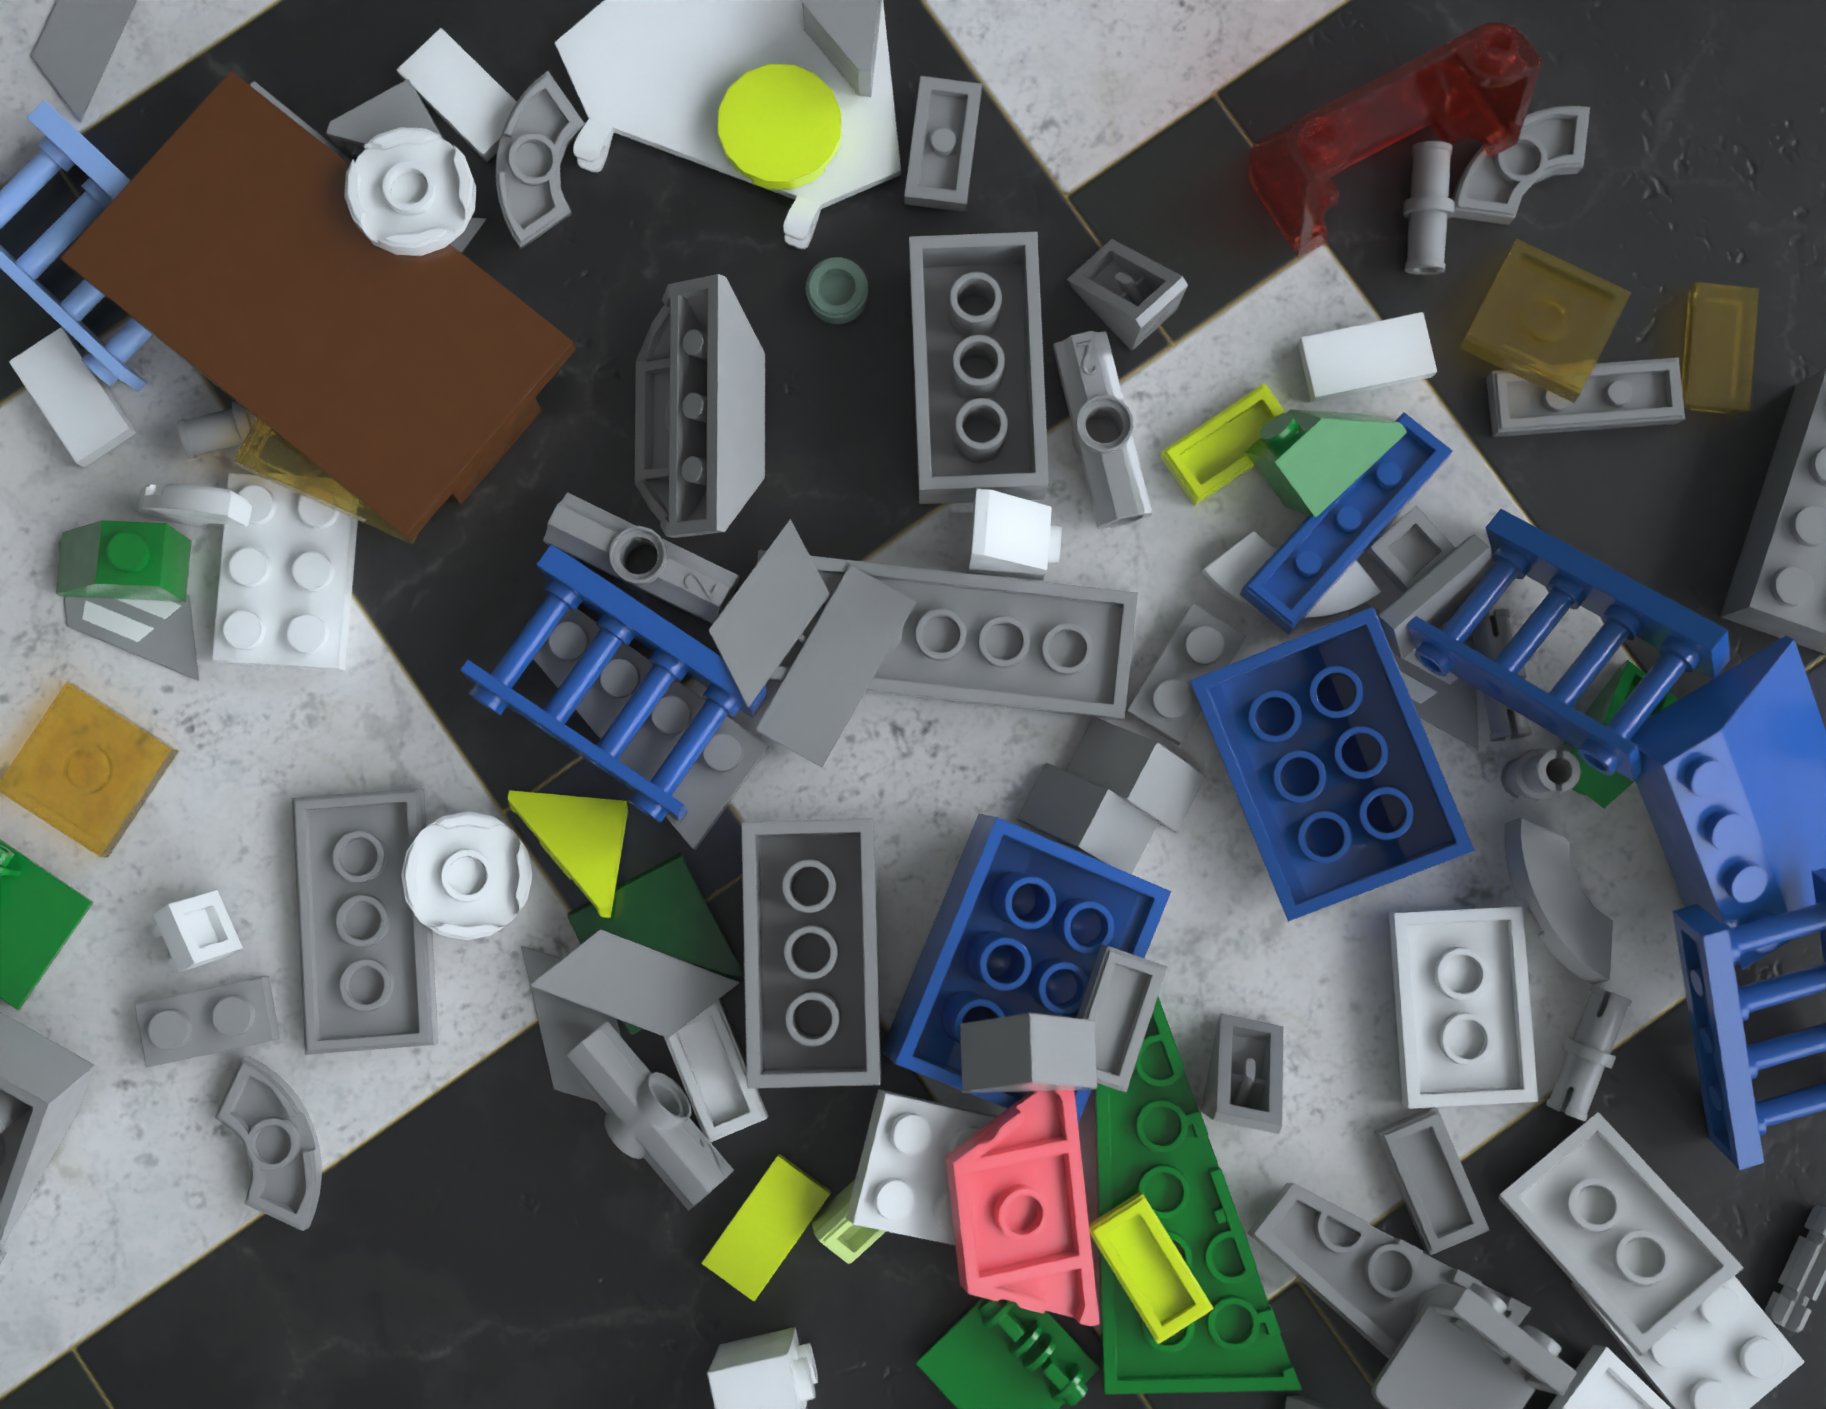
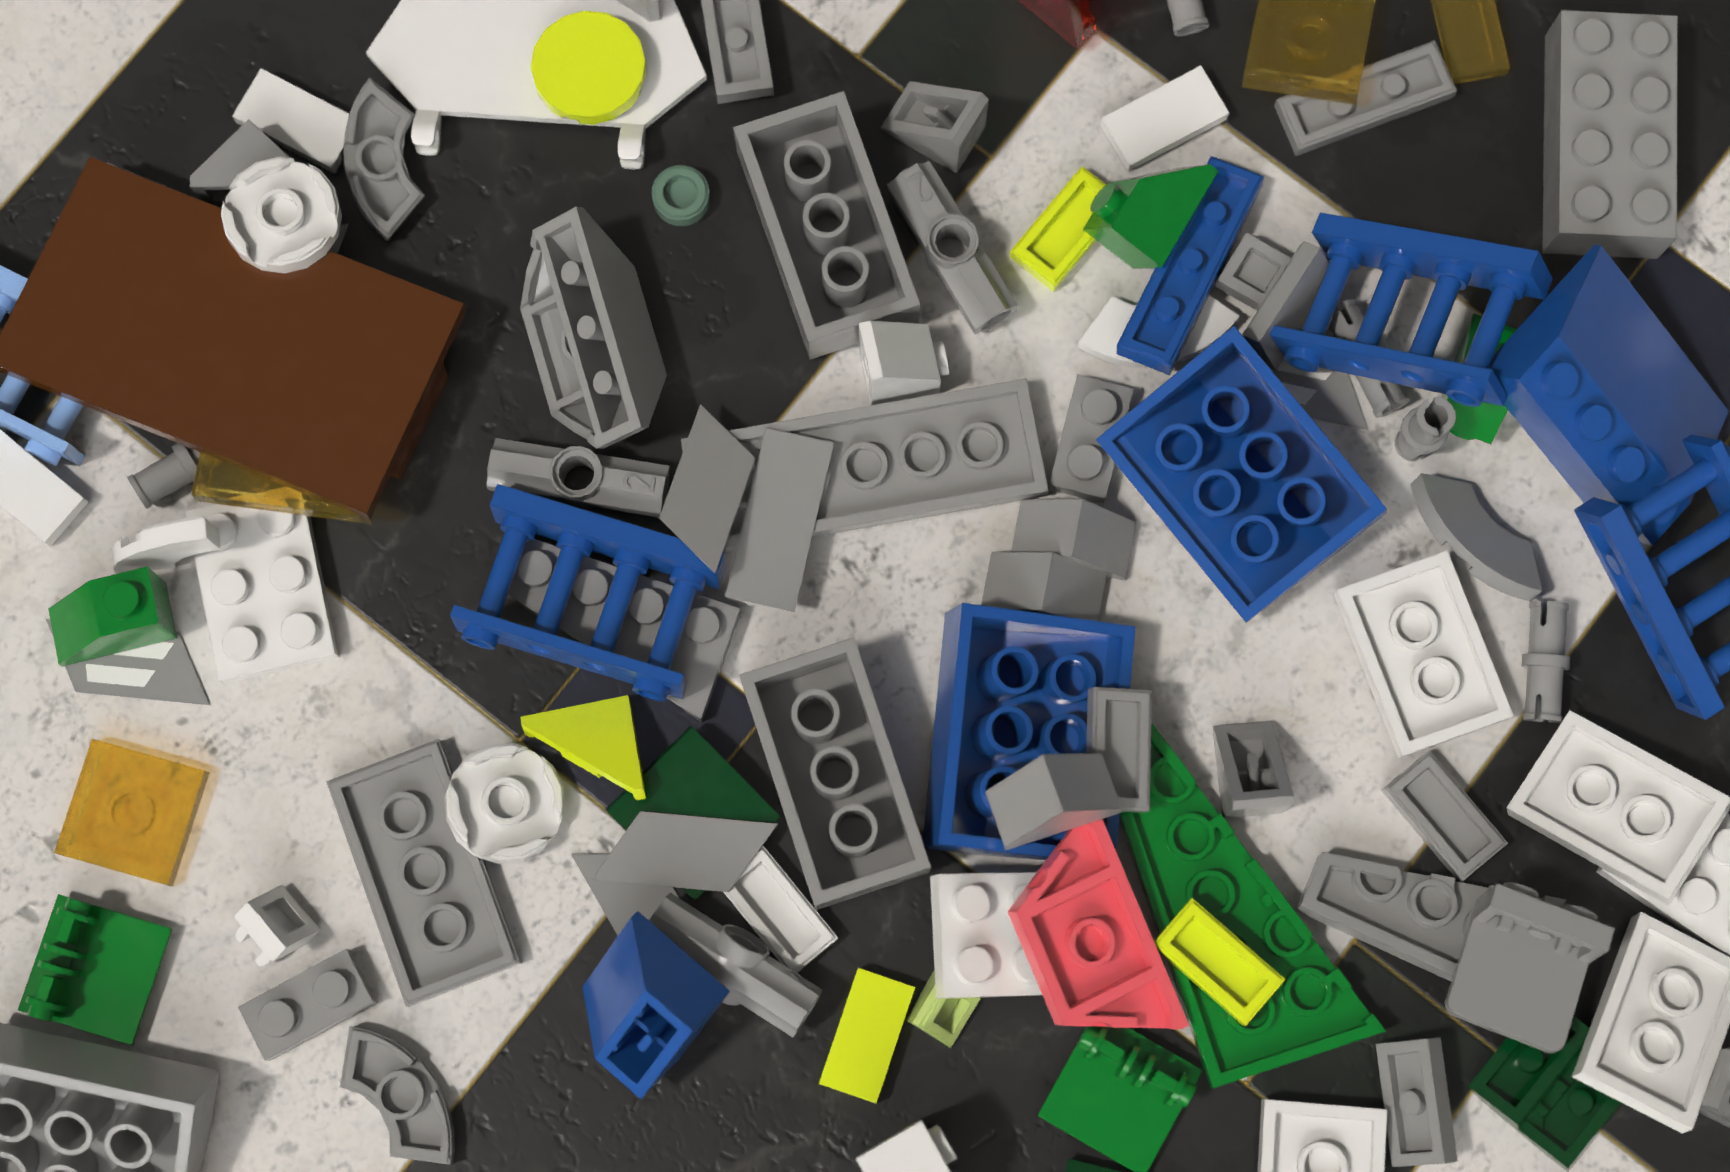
camera: 15 degrees left, 5 degrees down
(546, 1135) = (647, 1004): none -> blue slope

